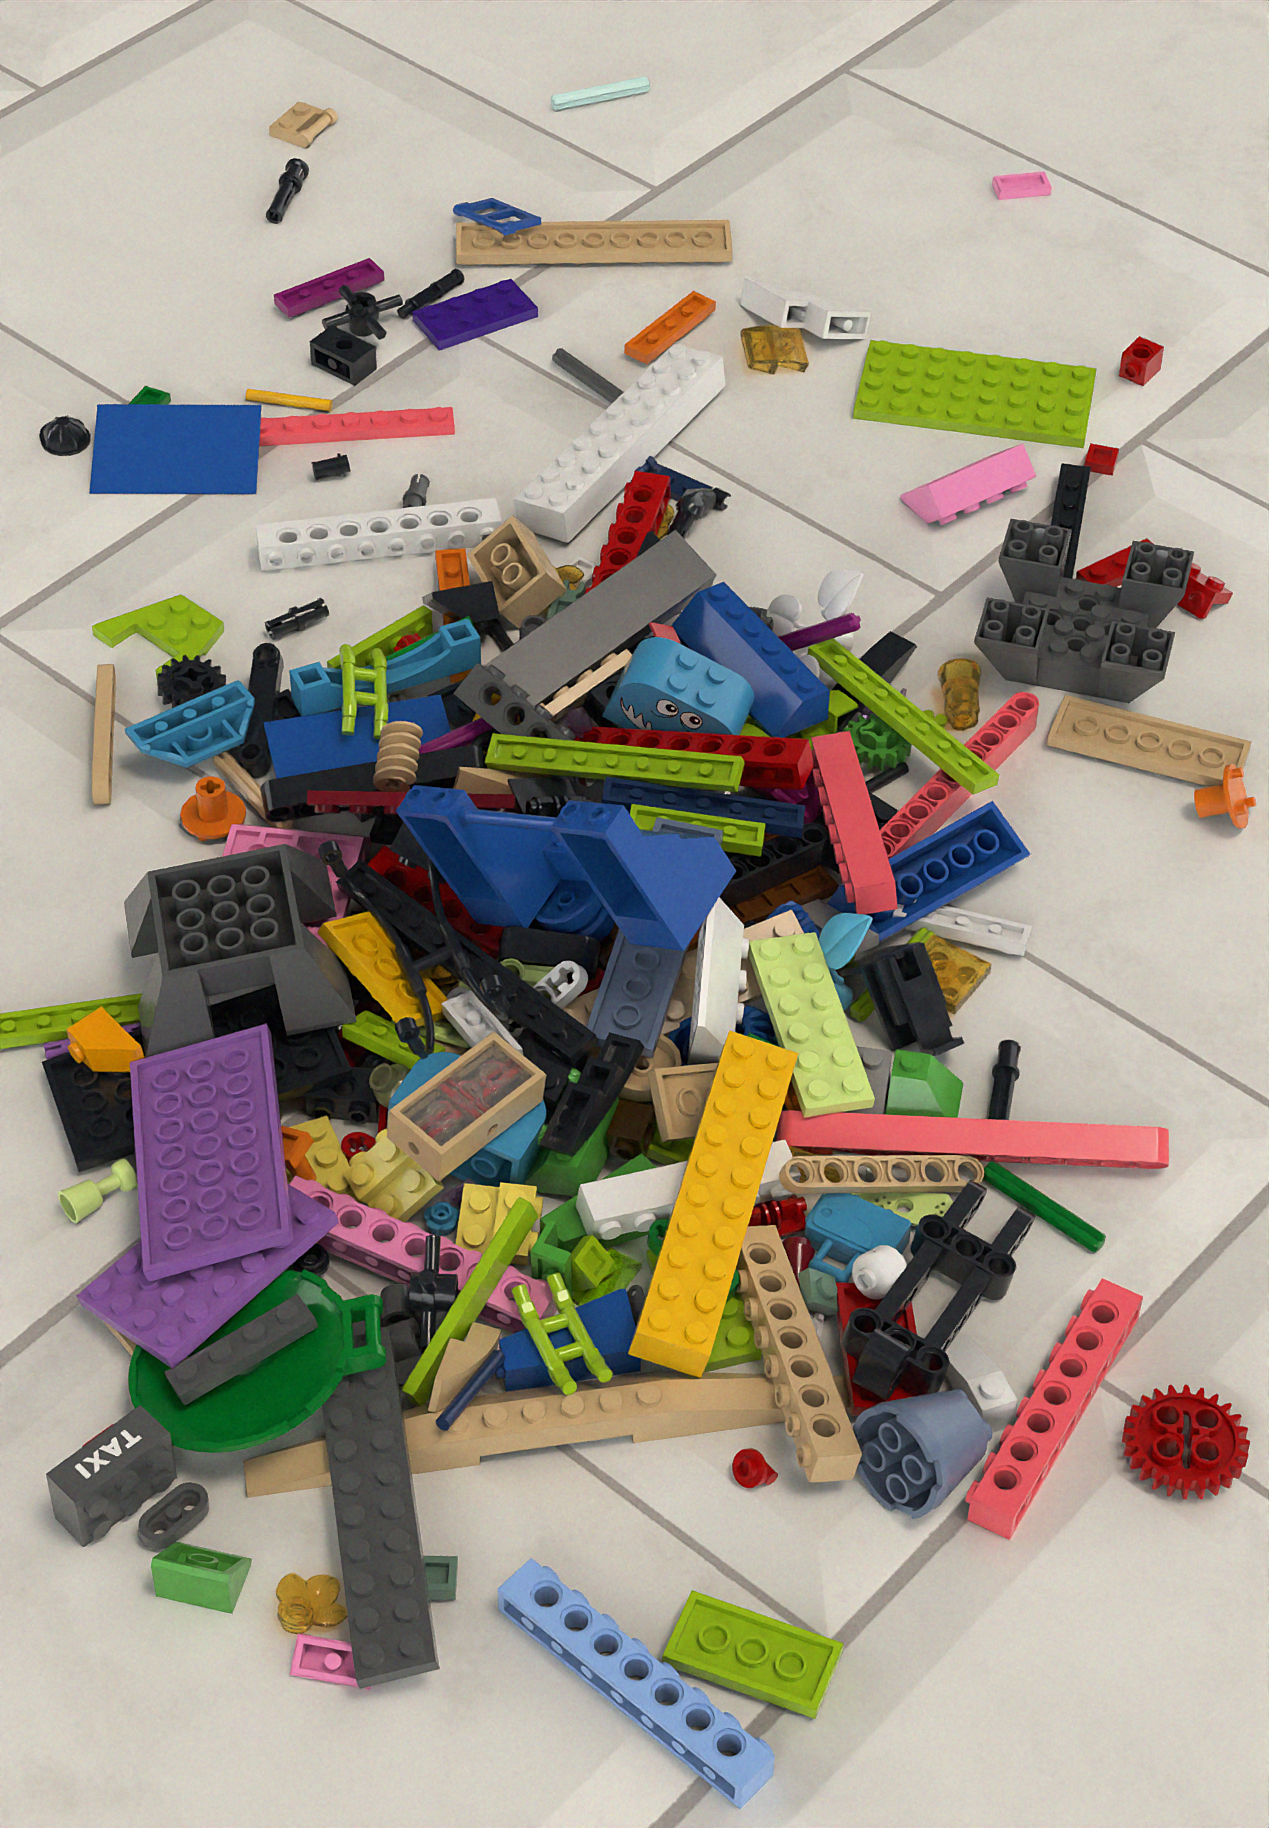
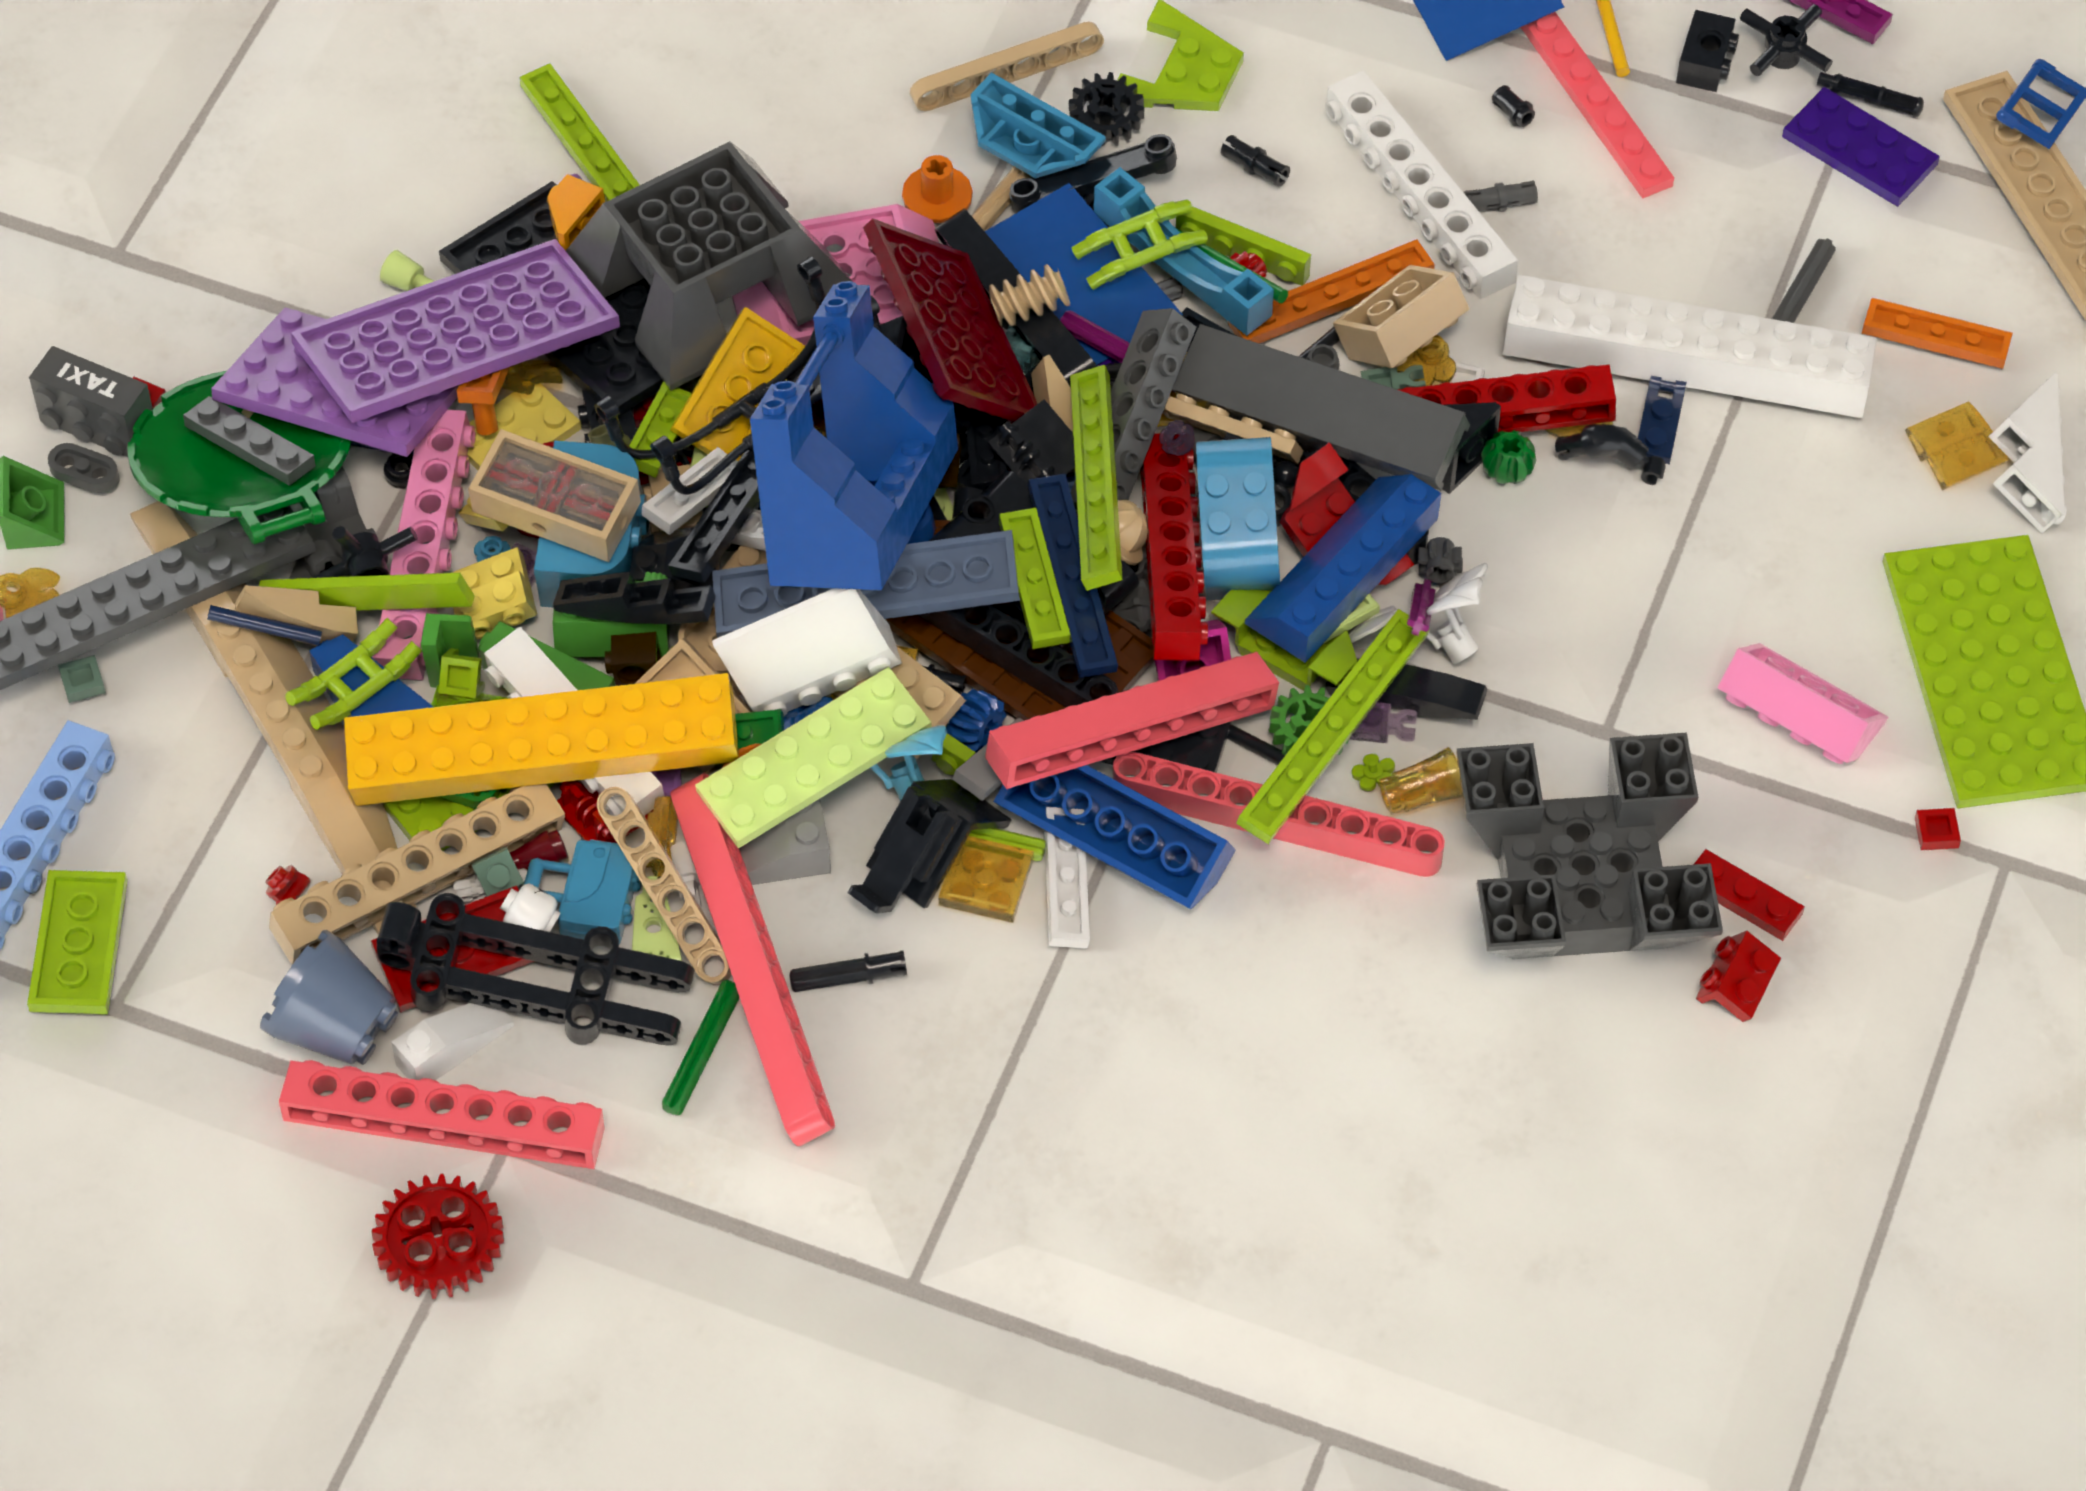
camera: 70 degrees right, 10 degrees up
(473, 600) = (1322, 285): black slope -> none
(922, 1087) = (803, 902): bright green slope -> none
(1070, 506) = (1785, 818): black plate -> none
(1145, 742) = (1439, 989): tan plate -> none
(1226, 798) = (1370, 1082): orange piece -> none

